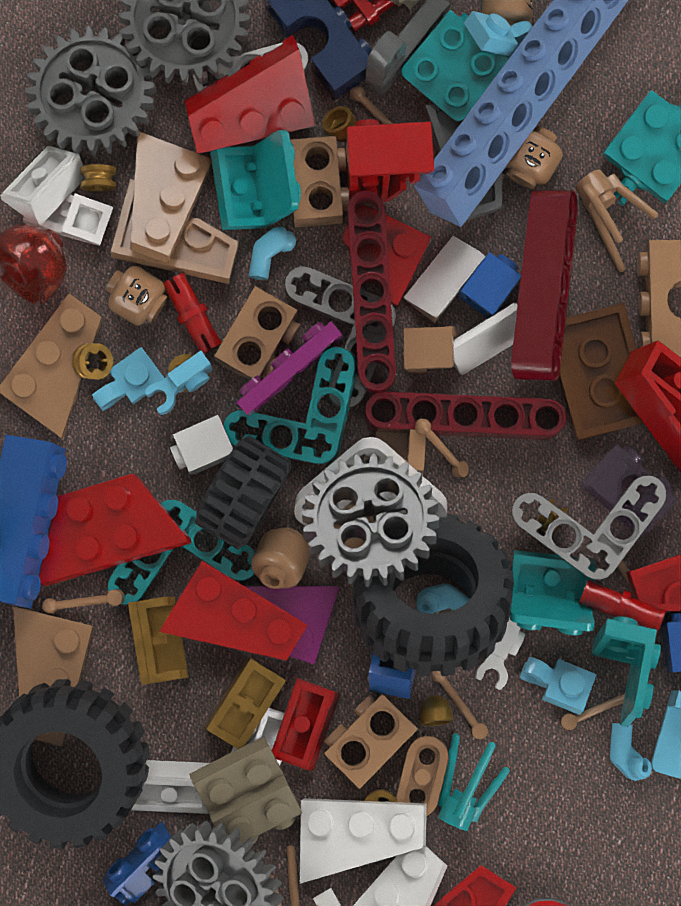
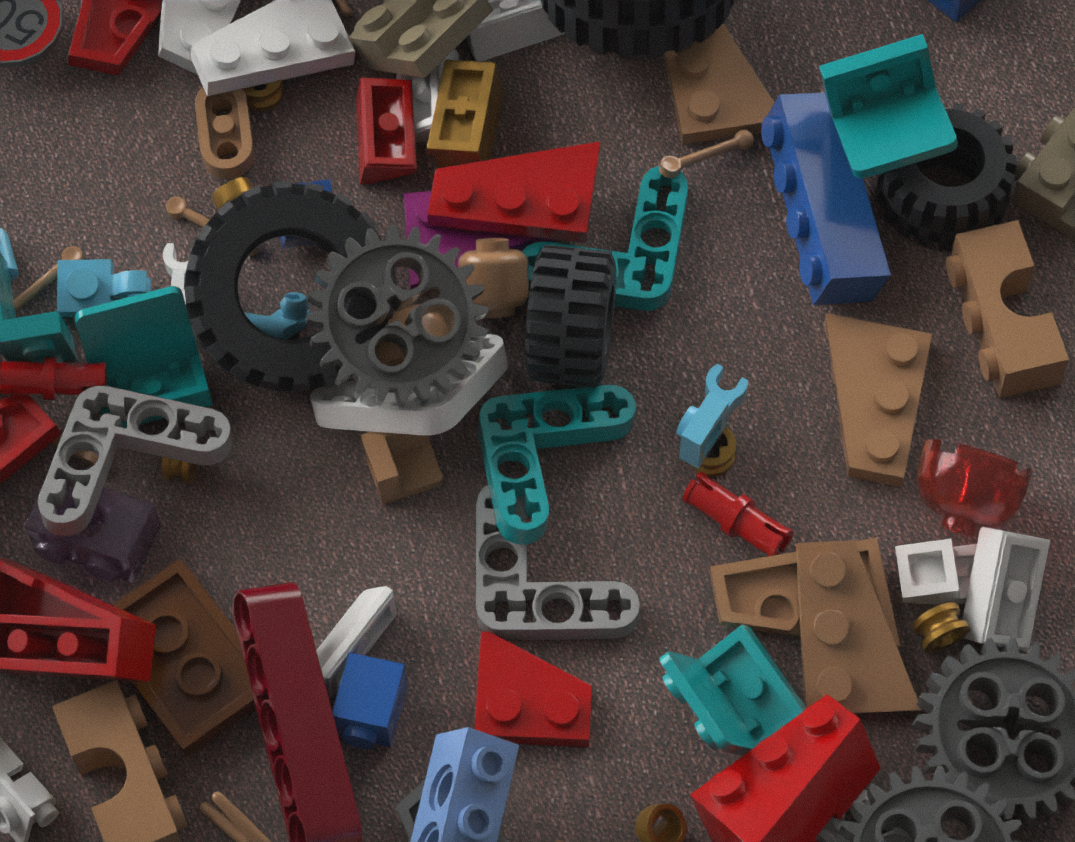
camera: 165 degrees right, 20 degrees down
(79, 362) = (823, 395): pearl gold bush -> none
(107, 528) = (716, 235): red wing -> none
(131, 379) = (775, 416): medium azure plate -> none
(136, 295) = (818, 506): medium nougat head -> none
(158, 654) = (590, 119): pearl gold hinge -> none
(201, 446) = (649, 367): white brick -> none
(248, 332) = (647, 519): medium nougat brick -> none
(266, 247) = (684, 631): medium azure arm -> none
(286, 365) = (576, 485): magenta wing -> none
(320, 181) = (667, 734): medium nougat brick -> none
(376, 273) = (524, 637): dark red beam -> none
(377, 747) = (292, 137): medium nougat brick -> none
(387, 156) = (576, 758): red wedge -> none
(428, 348) = (416, 587): medium nougat panel -> none
(444, 278) = (433, 690): white slope -> none
(459, 468) = (320, 477): medium nougat hinge -> none
(460, 807) = (165, 119): teal plant -> none
(482, 406) = (354, 509): dark red beam -> none

